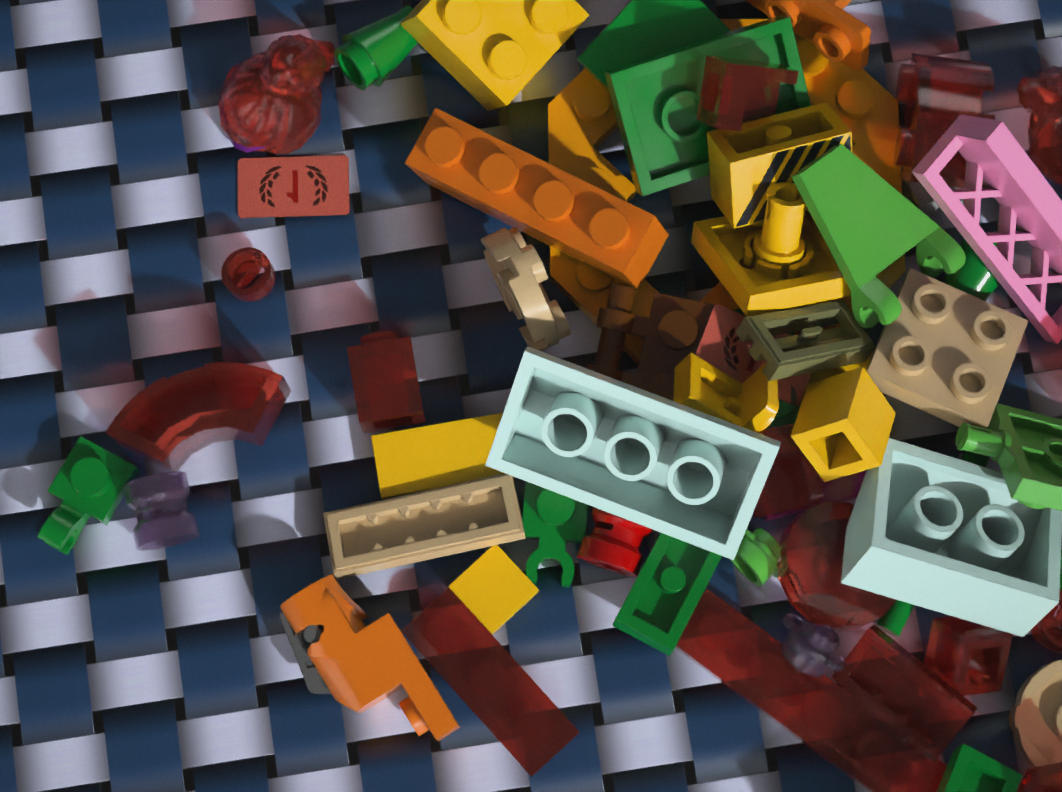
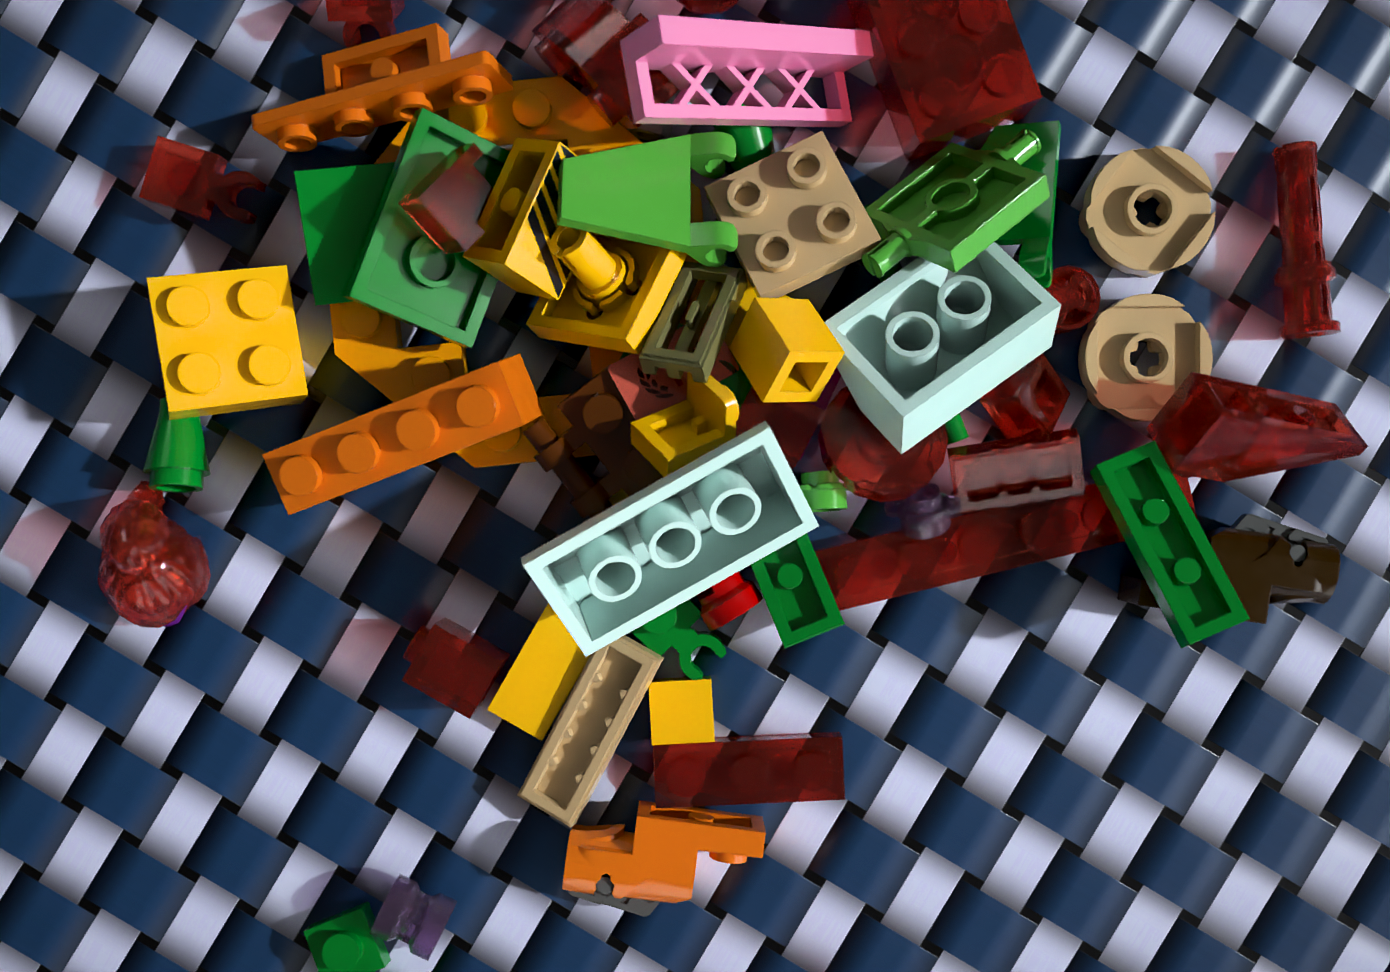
camera: 50 degrees left, 10 degrees up
(200, 408) = (351, 843): clear red brick -> none
(241, 269) = (272, 704): clear red hinge -> none
(293, 186) = (238, 605): clear red sticker -> none
(519, 278) = (469, 504): tan plate -> none

